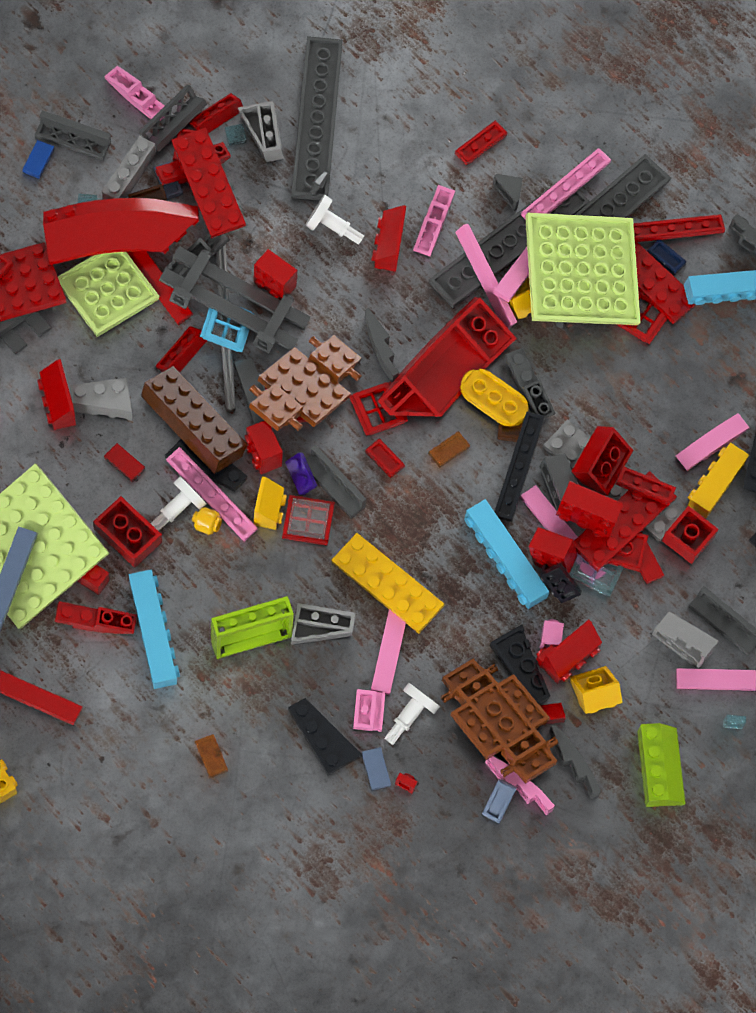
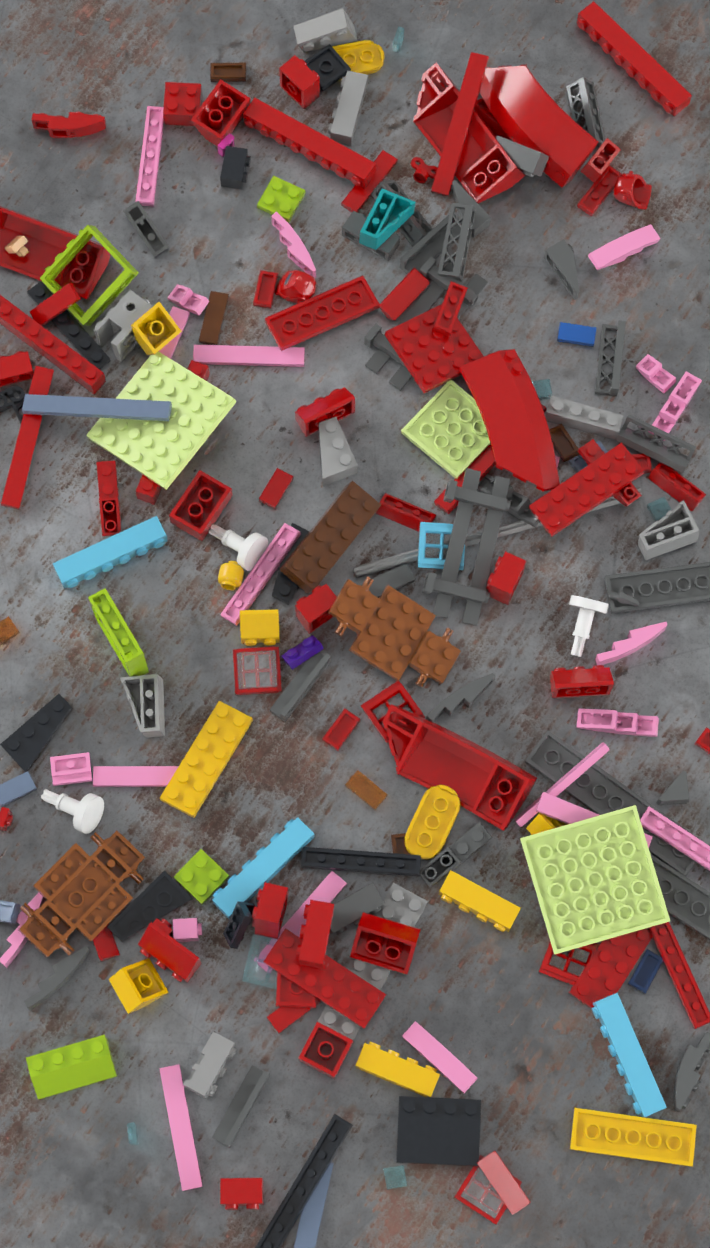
camera: 85 degrees right, 5 degrees up
(99, 103) = (655, 374): none -> bright pink slope
(361, 186) = (636, 640): none -> bright pink slope
(501, 613) = (201, 876): none -> lime plate
(577, 375) = (479, 901): none -> yellow brick
(645, 485) = (364, 992): red tile -> none

